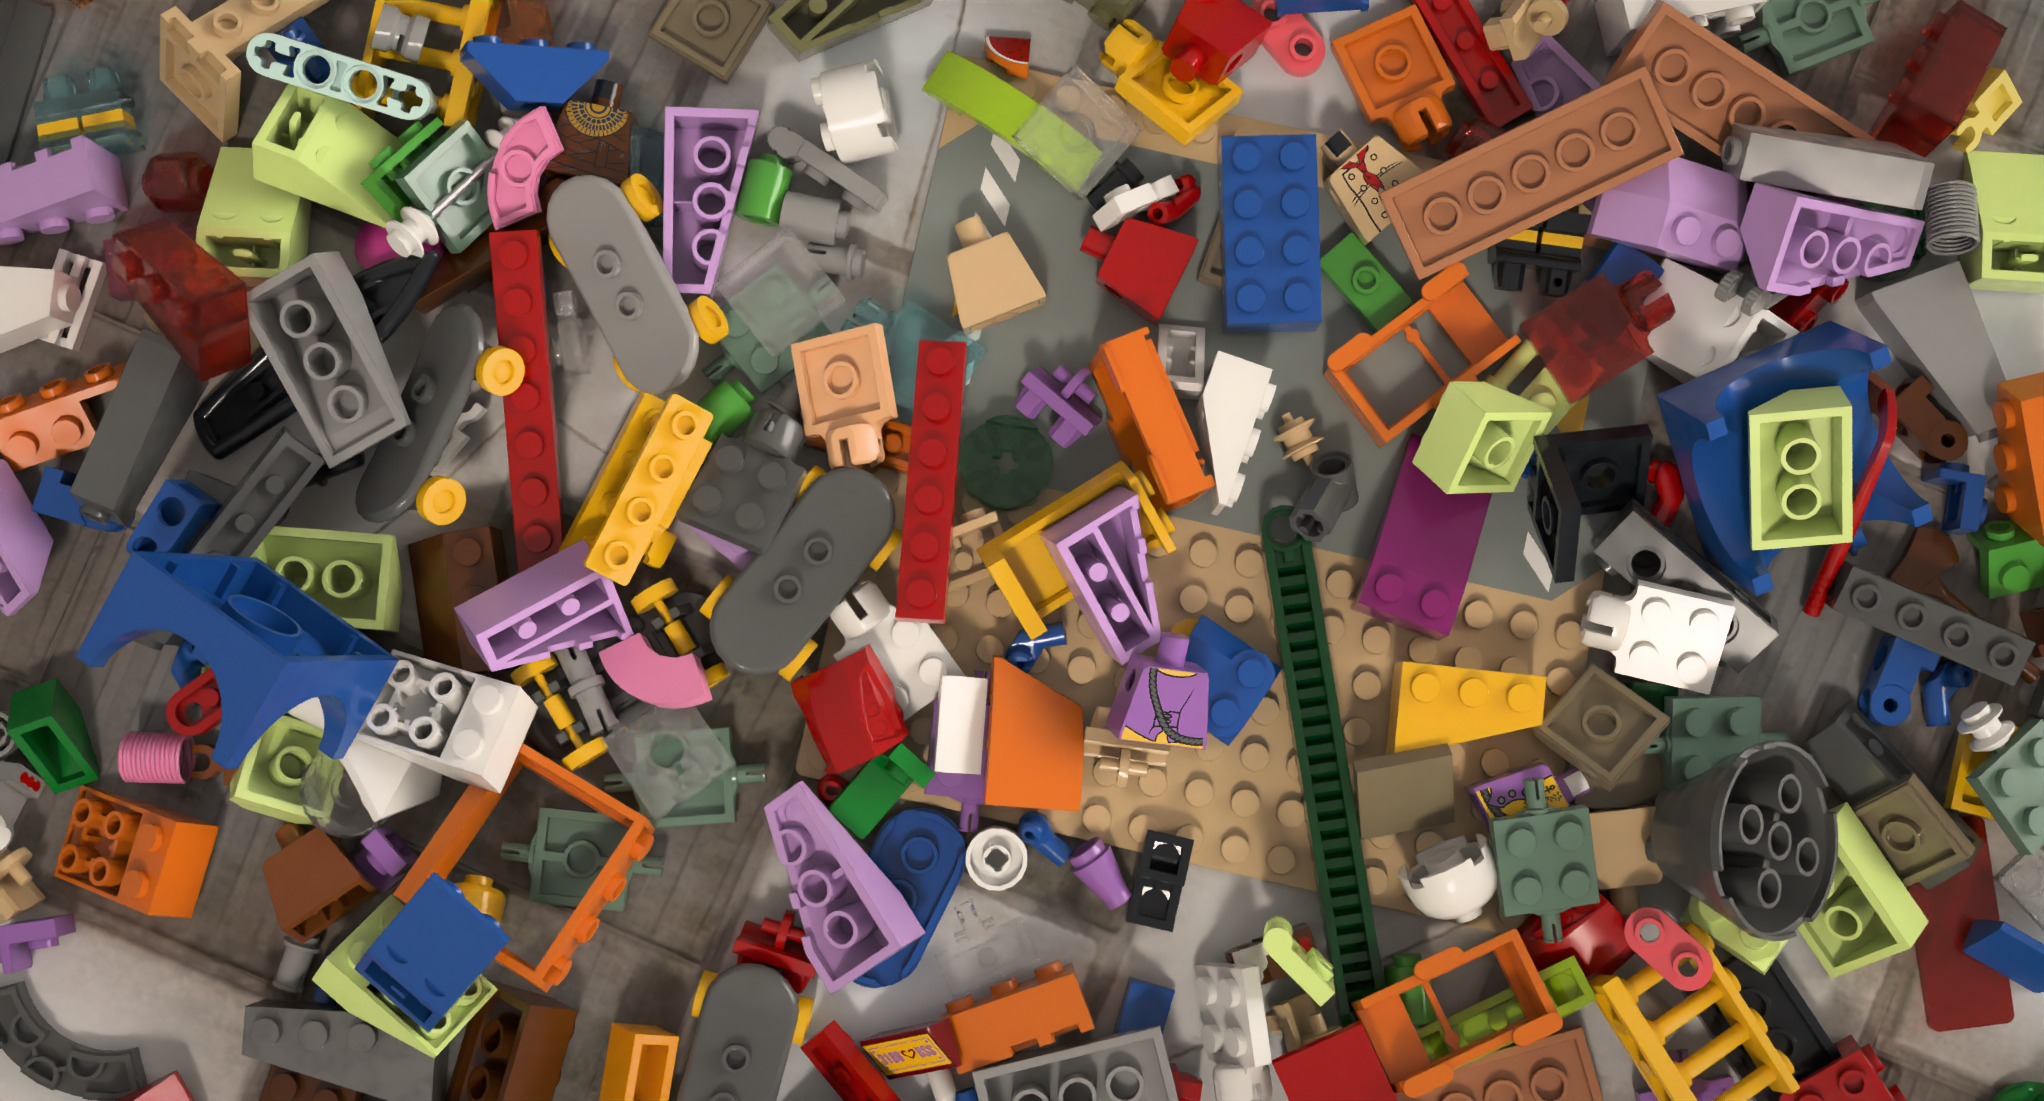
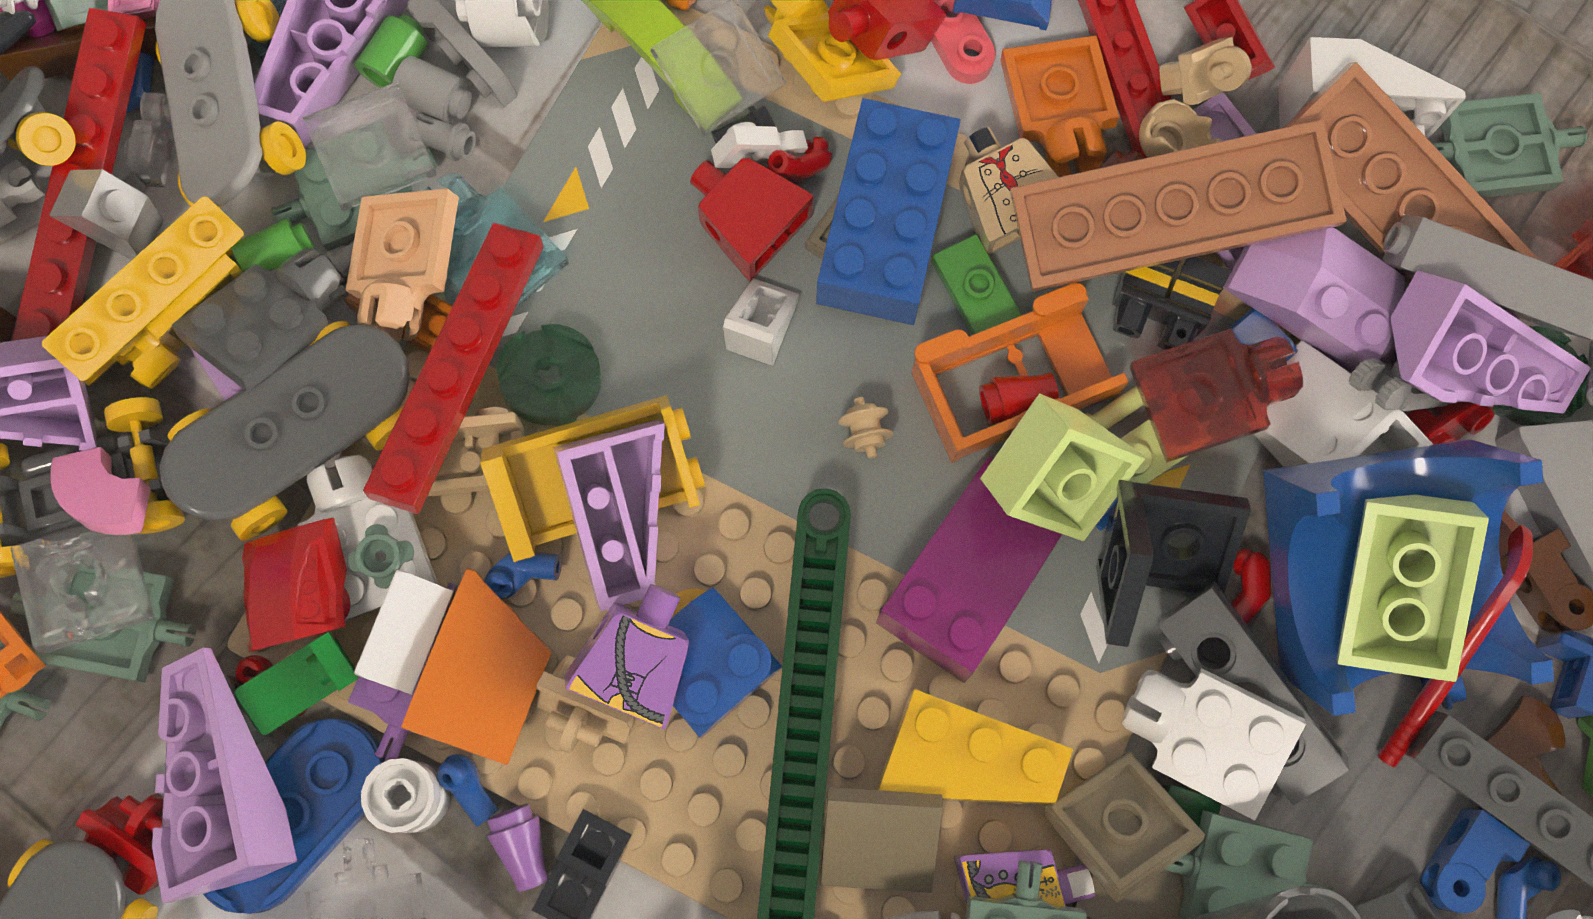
camera: 10 degrees right, 10 degrees down
(566, 419) = (107, 211): none -> light grey slope
(587, 689) = (25, 492): light grey pin -> none
(922, 678) = (378, 540): none -> sand green plate
(990, 278) = (588, 189): tan torso -> none
(1044, 390) = (611, 311): medium lavender hips -> none
(1149, 420) = (709, 363): orange piece -> none
(1225, 418) = (801, 366): white slope -> none
(1326, 496) = (880, 490): dark grey piece -> none
(1424, 376) = (1013, 395): none -> red cone
(1514, 94) = (1173, 128): none -> tan hair

